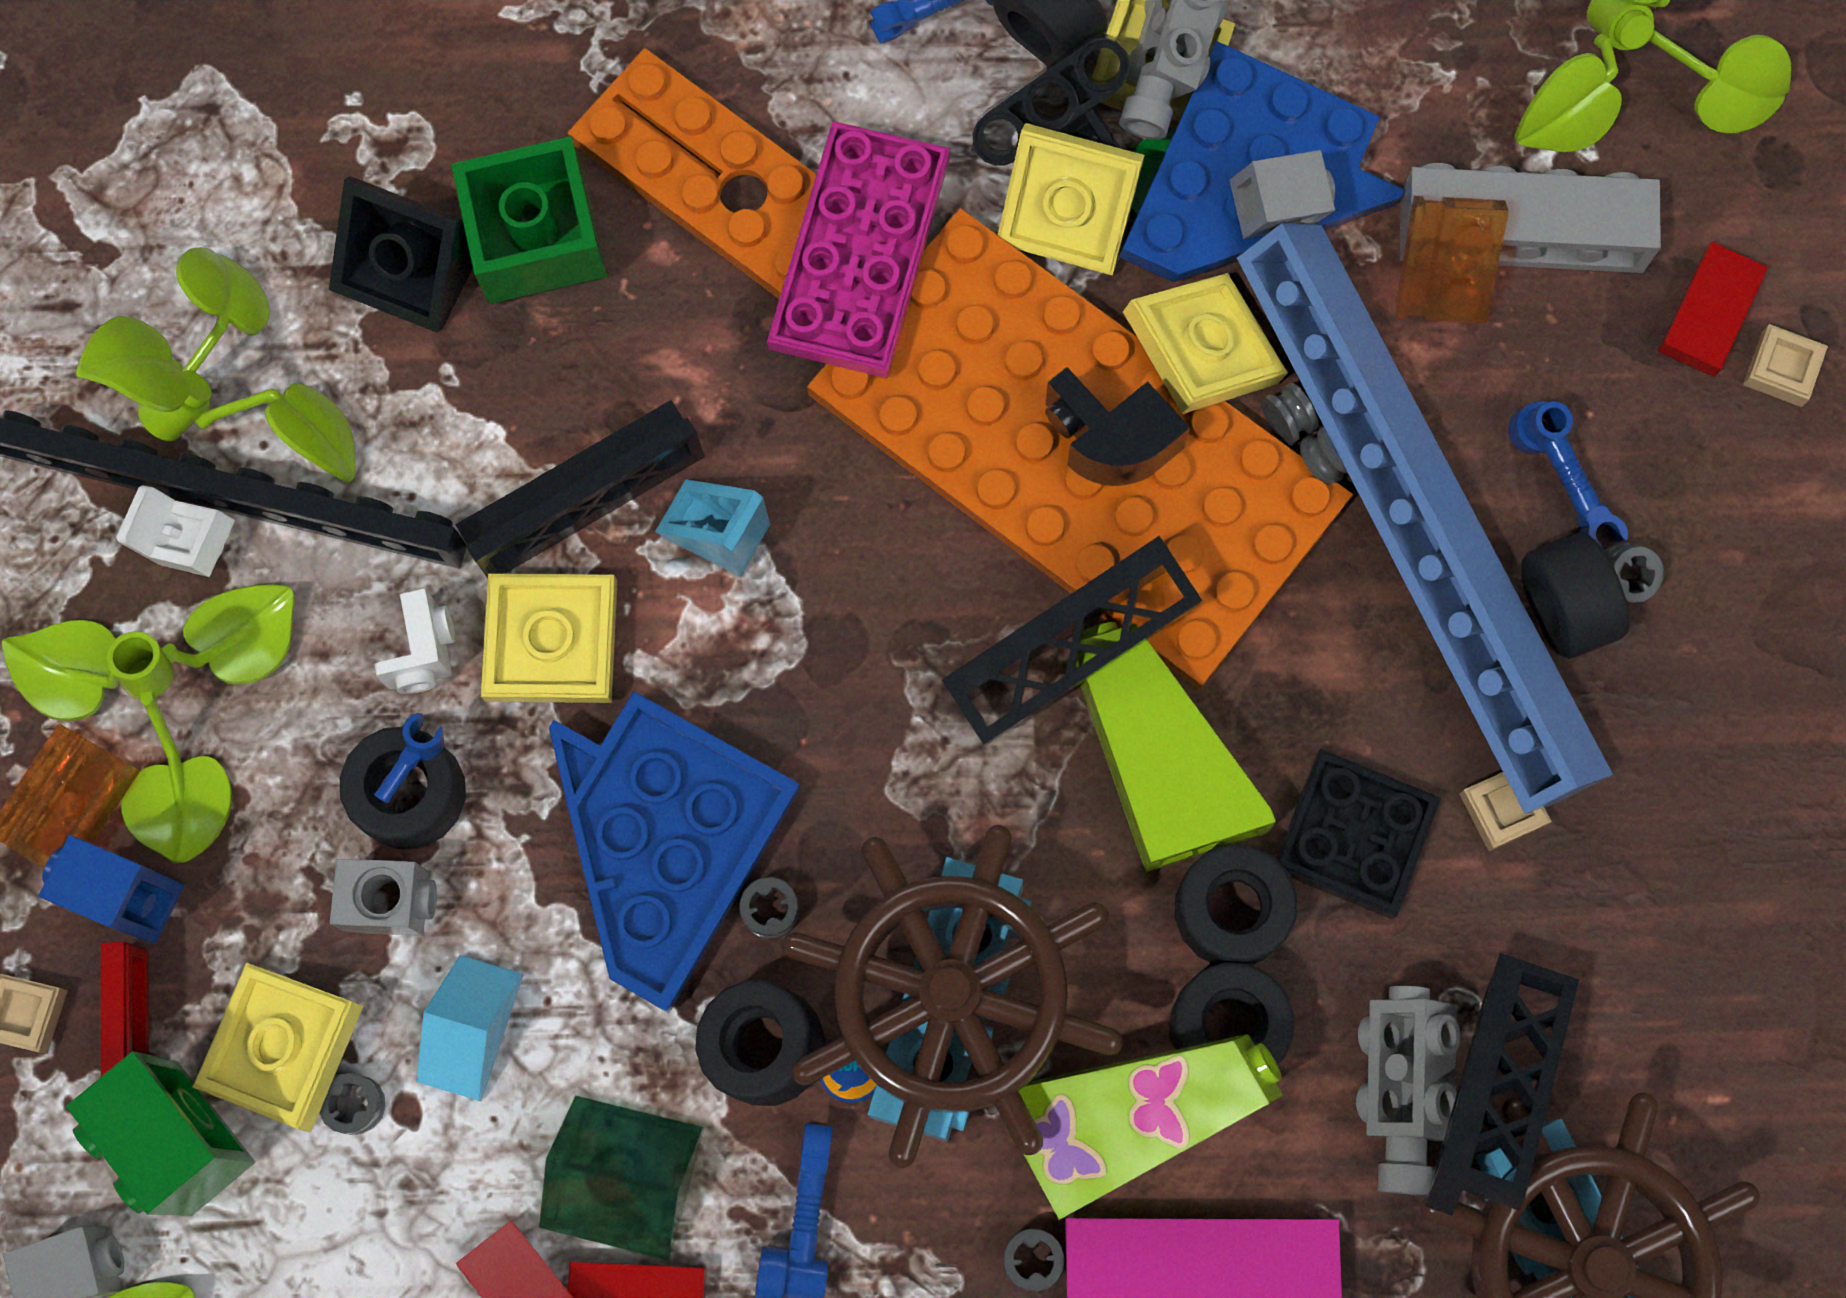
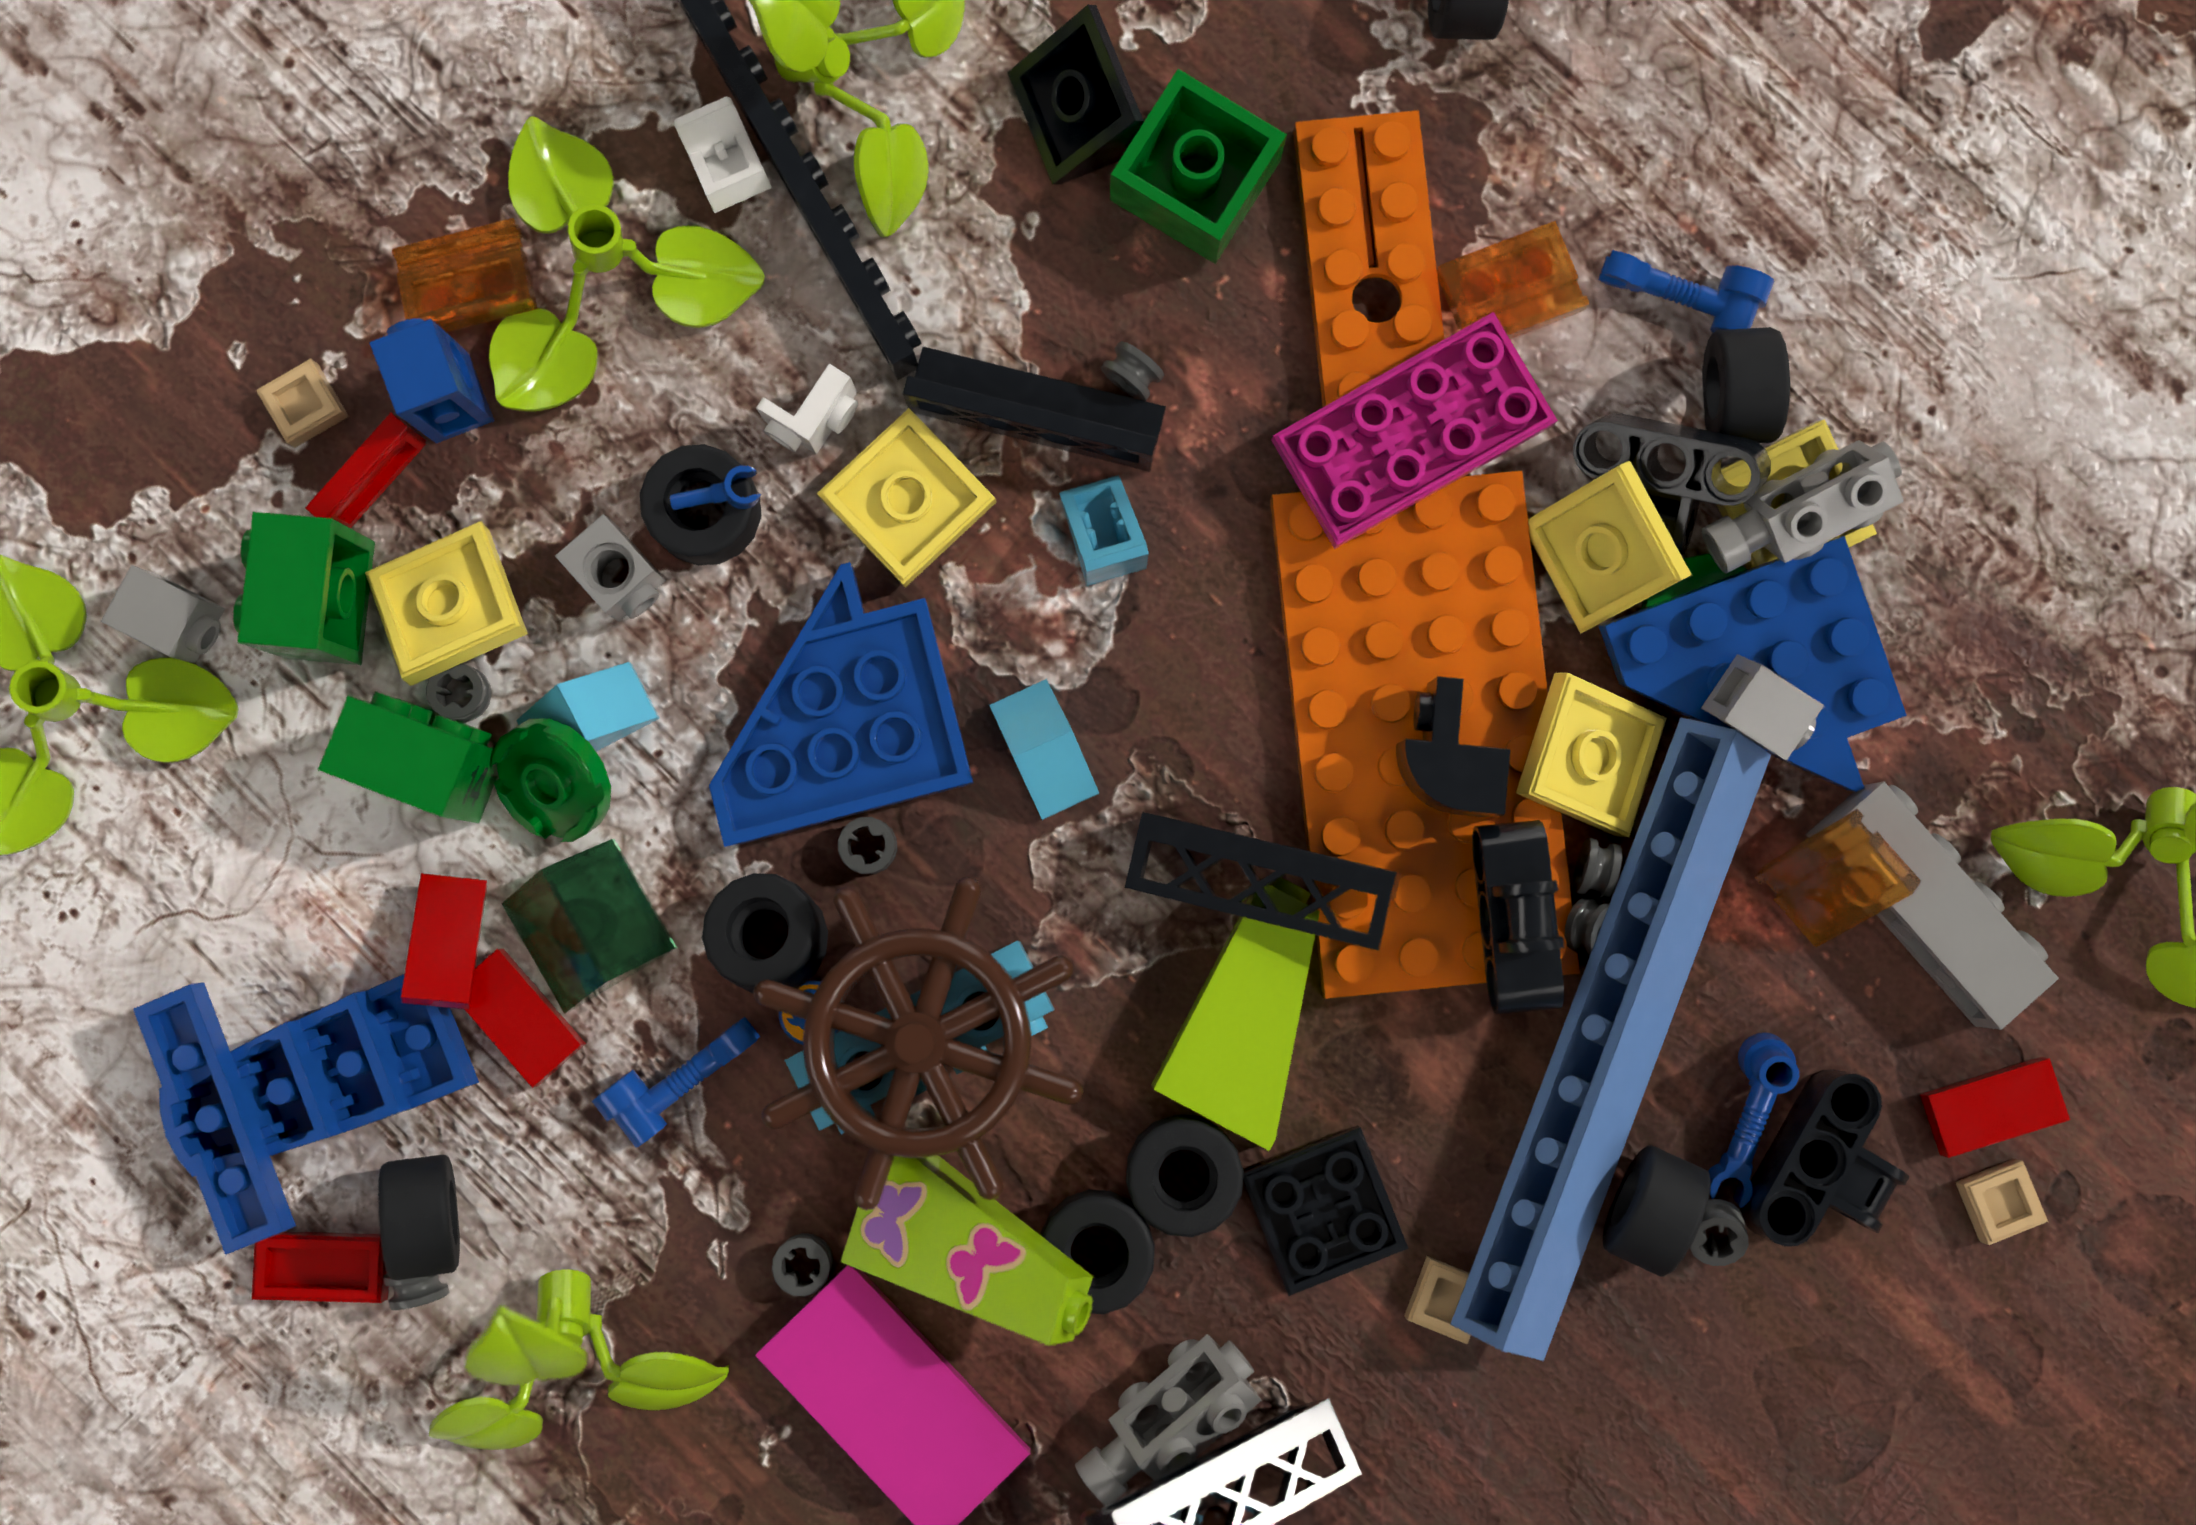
camera: 40 degrees right, 10 degrees up
(365, 1176) = (402, 756): none -> green brick
(487, 1091) = (551, 779): none -> green tile
(623, 398) = (1132, 371): none -> dark grey bush
(825, 85) = (1520, 279): none -> clear orange plate
(827, 713) = (1044, 749): none -> medium azure slope
(1273, 491) = (1518, 917): none -> black piece
(1673, 445) = (1847, 1174): none -> black piece

